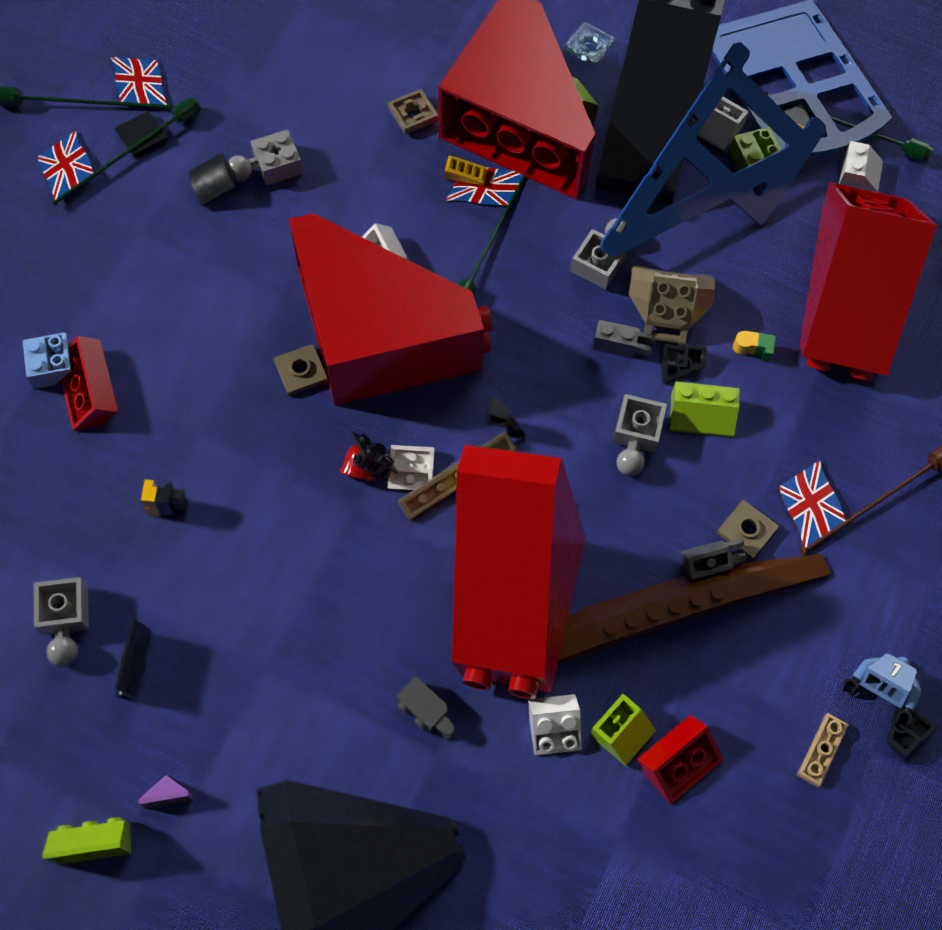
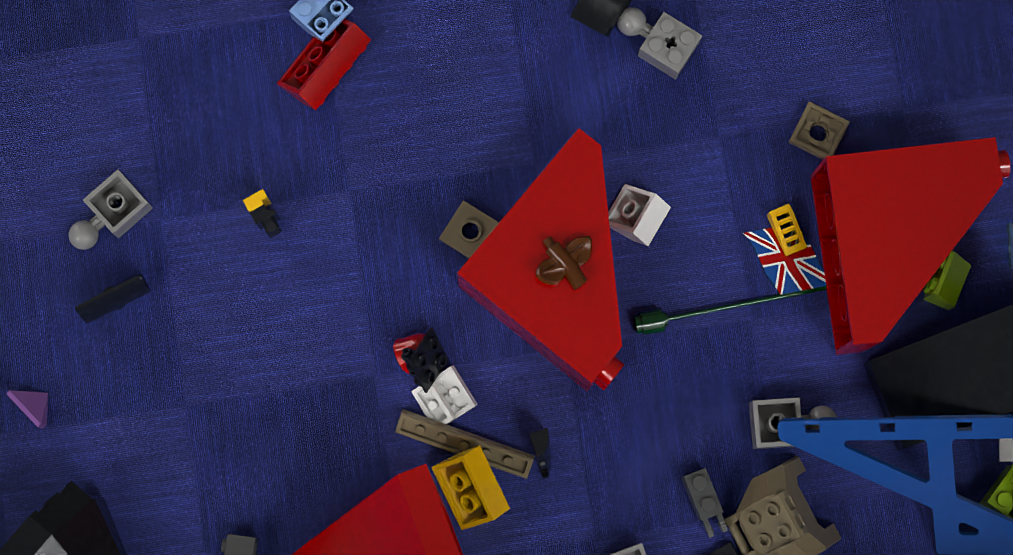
camera: 55 degrees right, 15 degrees up
(380, 284) = (565, 261): none -> reddish brown plant

